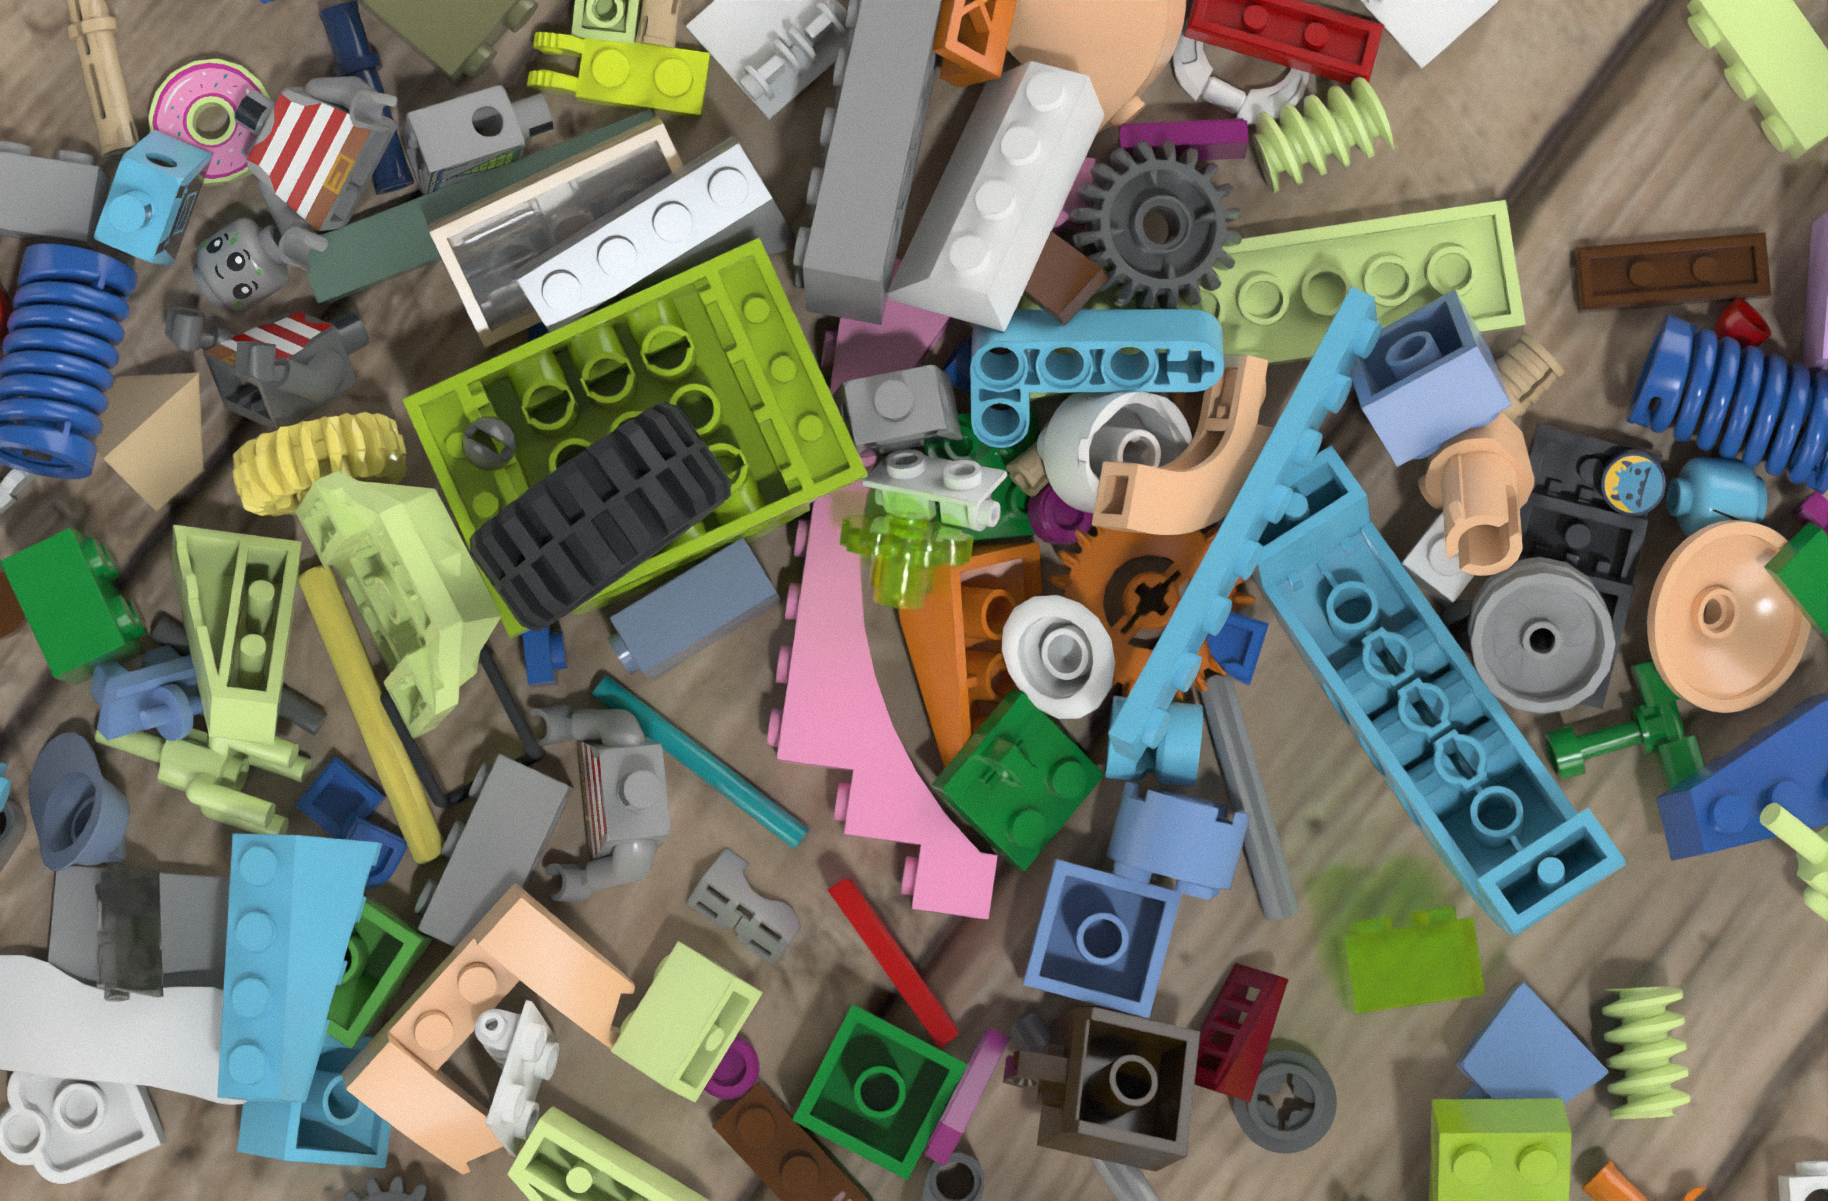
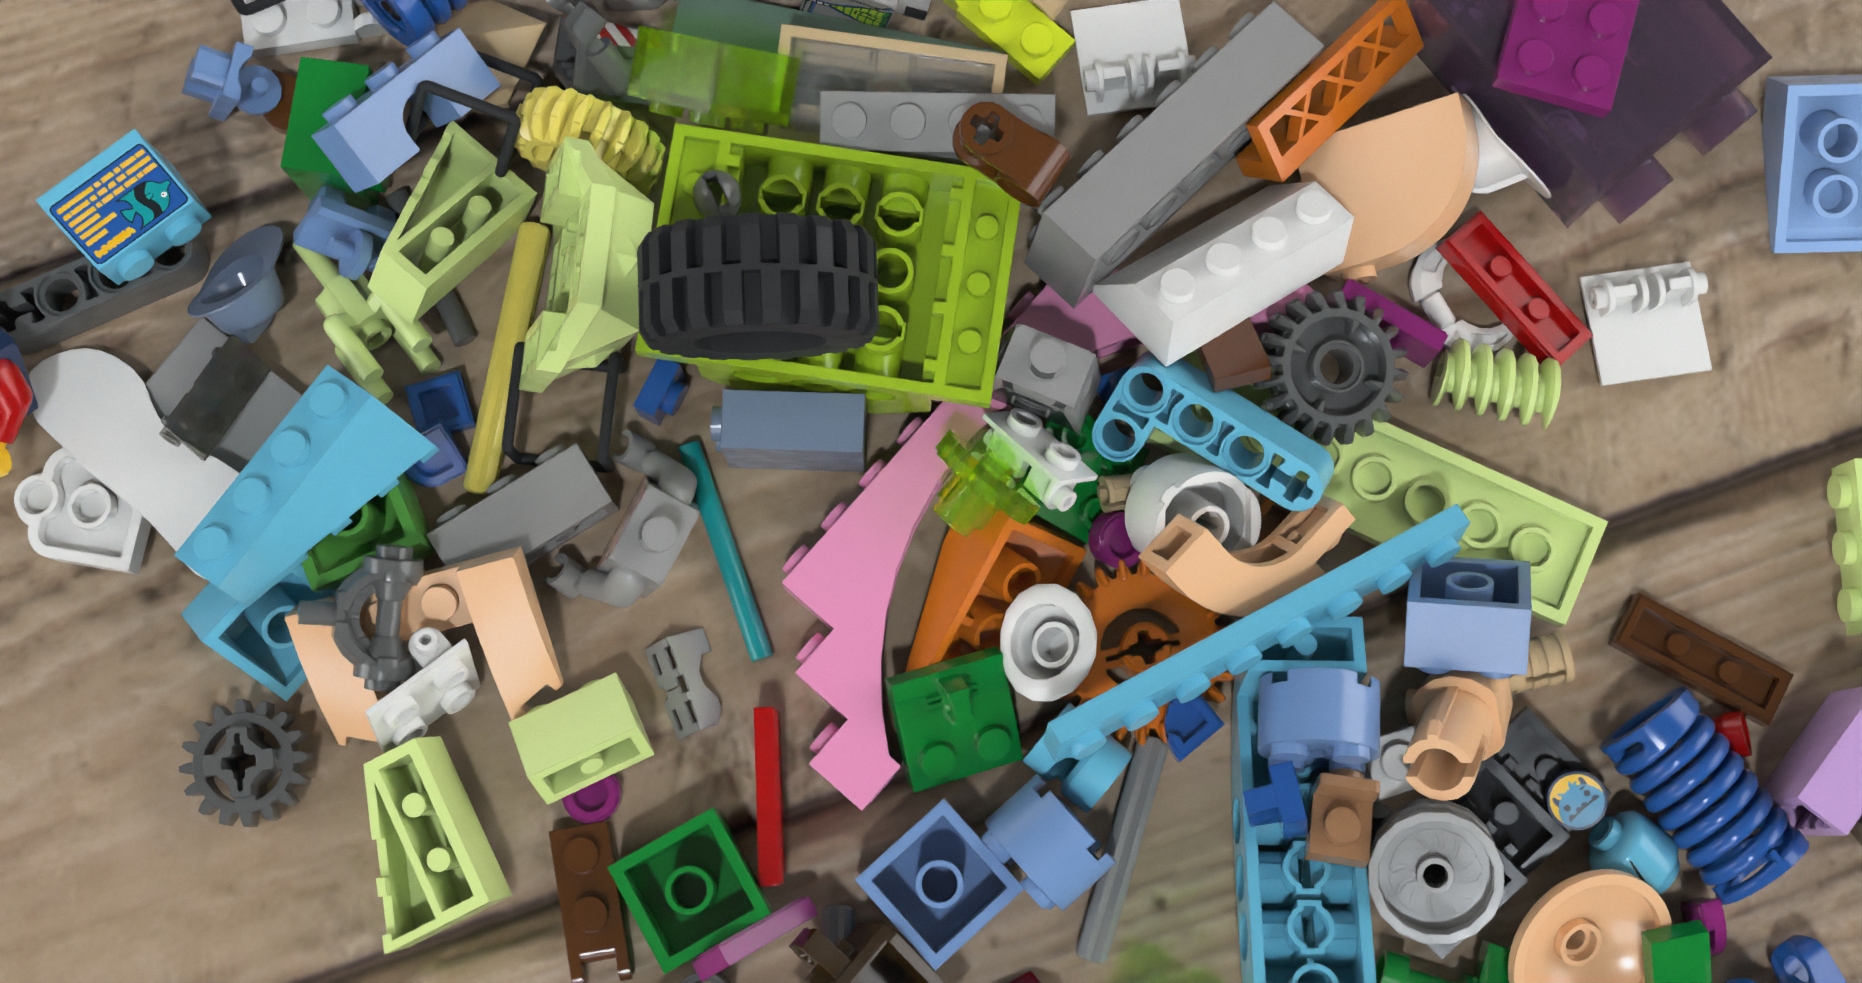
camera: 25 degrees right, 5 degrees down
(118, 593) = (368, 134): none -> medium blue arch
(141, 518) = (418, 118): none -> black piece
(402, 329) = (712, 80): none -> clear neon green piece
(420, 989) = (382, 658): none -> dark grey piece
(747, 228) = (1014, 156): none -> reddish brown piece
(1350, 568) = (1319, 719): none -> medium blue brick
(1360, 666) = (1278, 802): none -> blue tile
(1426, 643) = (1341, 818): none -> medium nougat bracket

